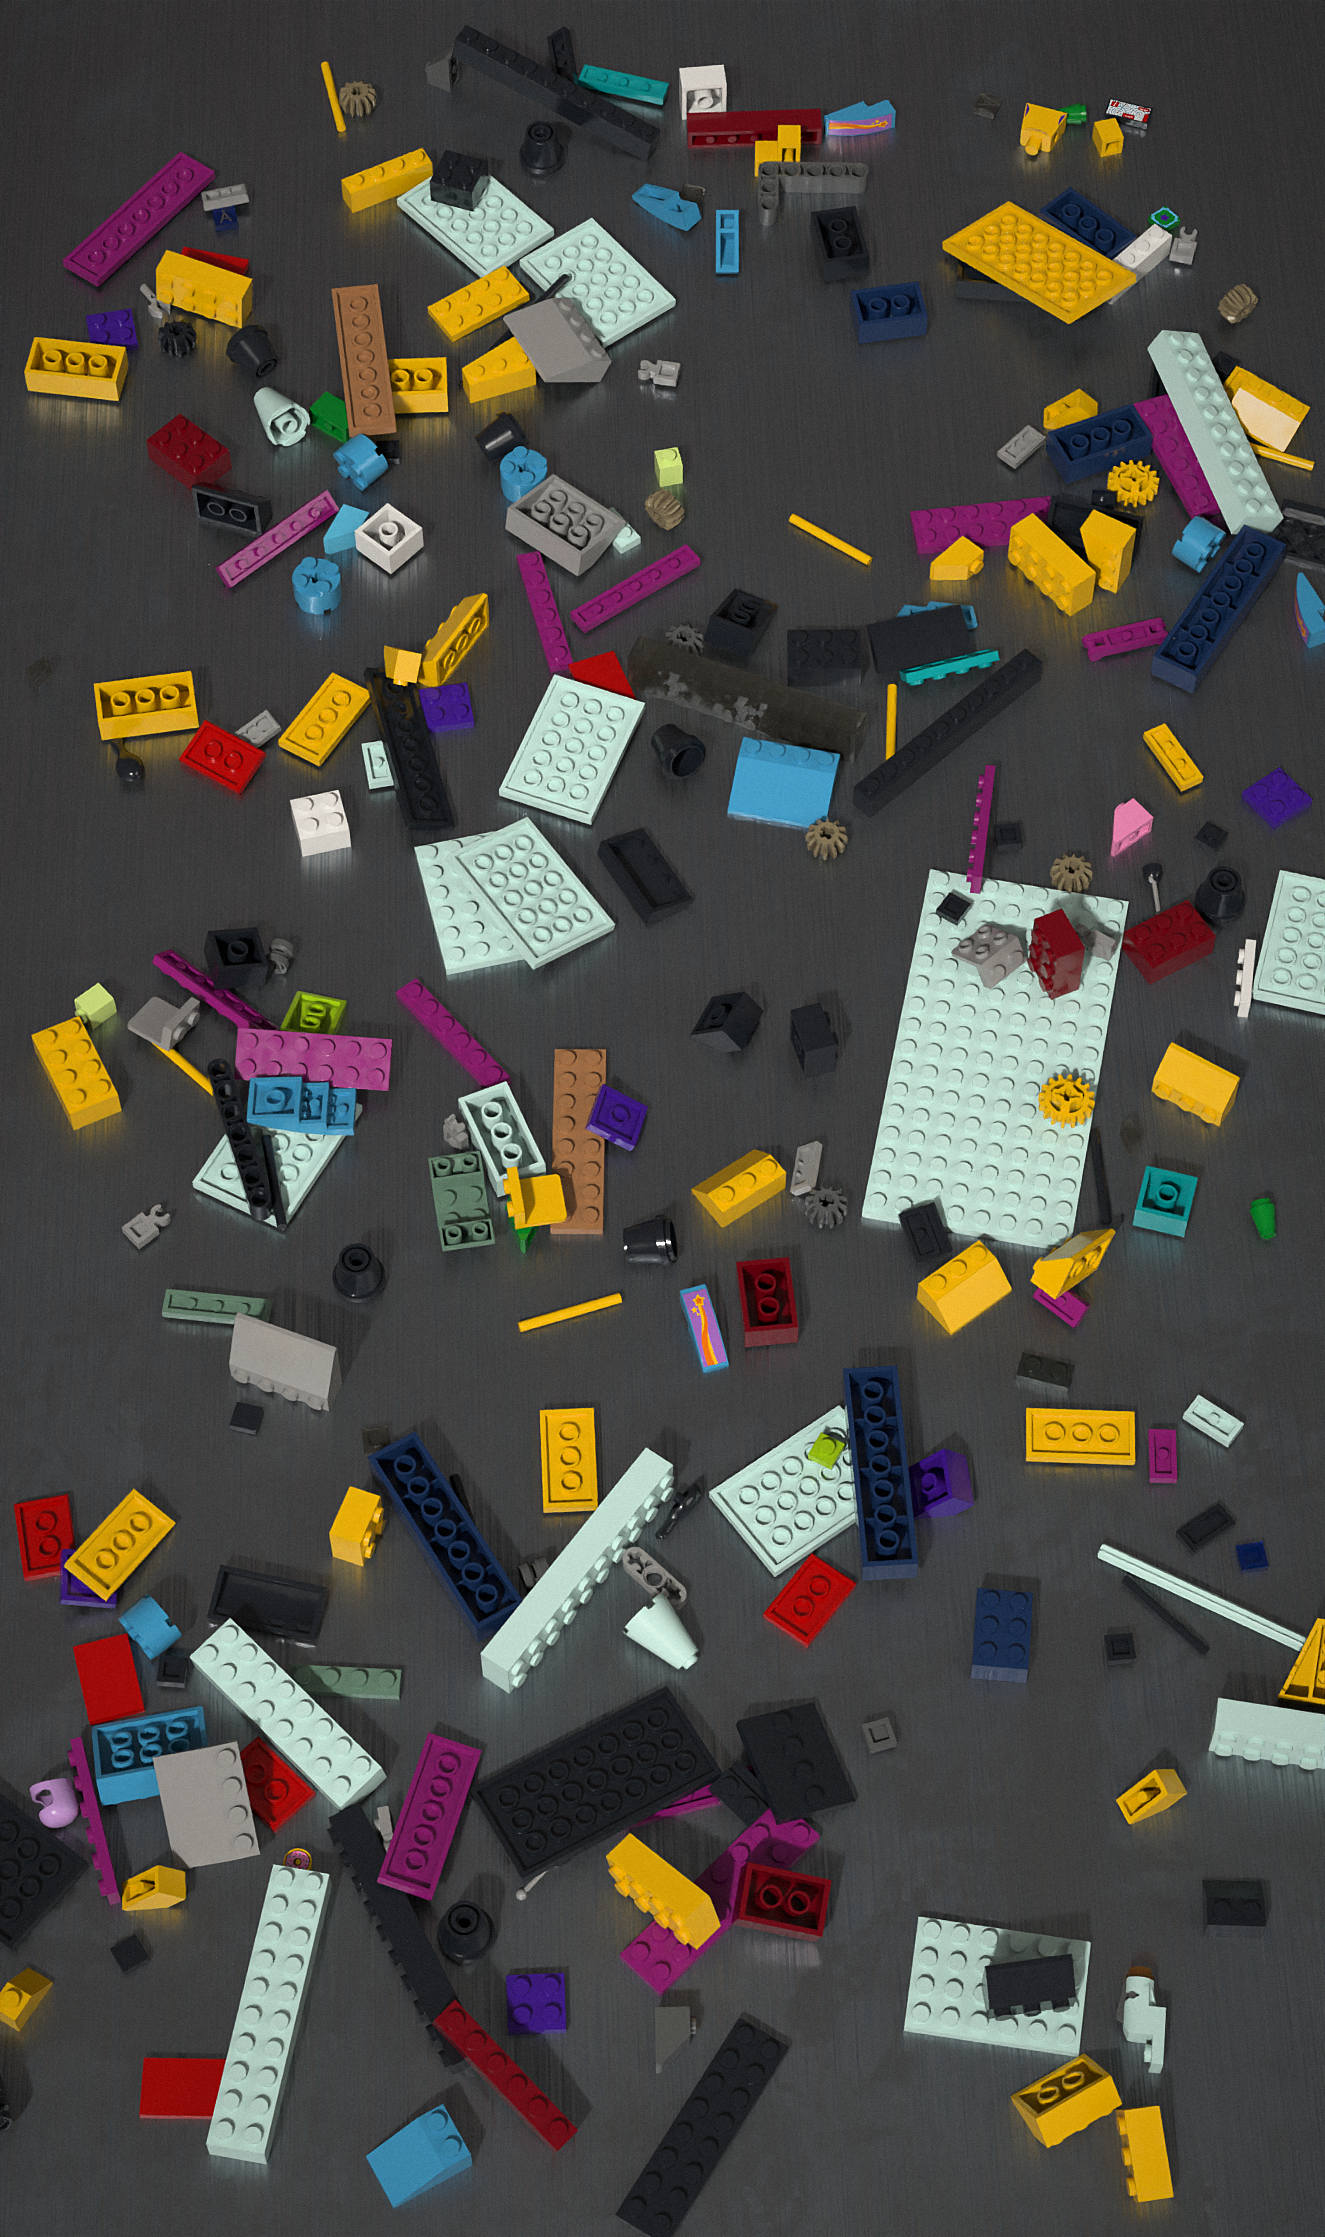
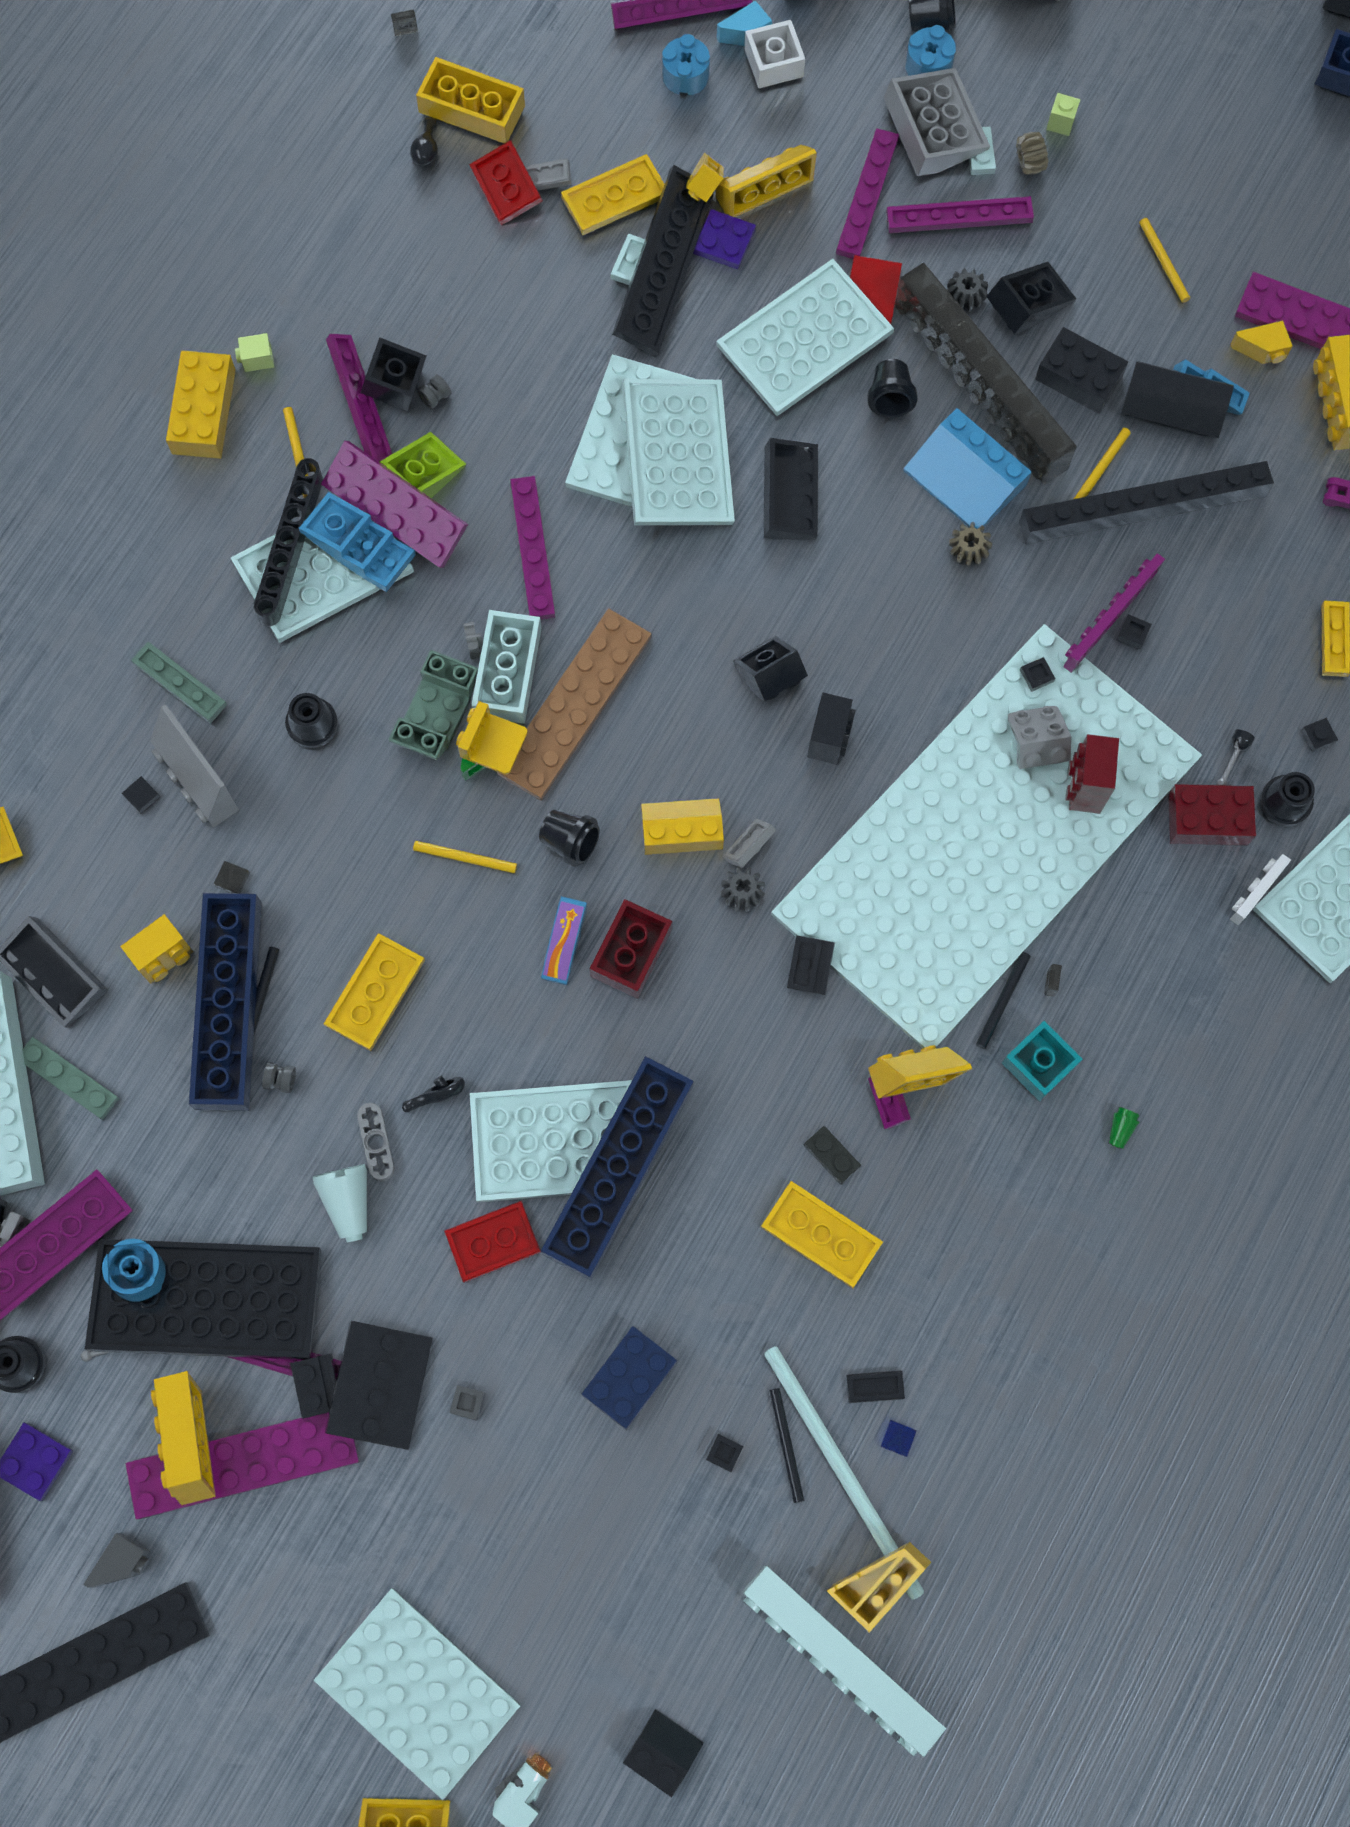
camera: 30 degrees right, 15 degrees up
(144, 1228) = (166, 576): light grey plate -> none
(163, 1022) = (300, 398): light grey bracket -> none
(274, 1183) = (294, 596): black bar -> none
(320, 823) = (546, 288): white brick -> none
(523, 1786) = (122, 1260): none -> dark azure brick
(577, 1571) = (309, 1100): light aqua brick -> none
(616, 1117) = (616, 702): dark purple plate -> none
(663, 373) = (1117, 22): light grey plate -> none
(781, 1902) = (278, 1508): dark red brick -> none
(826, 1451) = (590, 1117): lime plate -> none
(940, 1485) = (668, 1206): dark purple slope -> none
(959, 664) = (1198, 442): teal plate -> none
(964, 1287) = (812, 1036): yellow slope -> none
(1029, 1987) = (429, 1724): black slope -> none
(1066, 1101) = (1008, 908): yellow gear -> none
(1071, 873) = (1163, 690): dark tan gear -> none
(1097, 942) = (1143, 781): light grey plate -> none
(1129, 825) = (1251, 682): bright pink slope -> none
(1151, 1795) = (660, 1606): yellow slope -> none
(1162, 1456) = (881, 1296): magenta plate -> none
(1195, 1084) = (1142, 967): yellow slope -> none
(1213, 1421) = (948, 1291): light aqua plate -> none

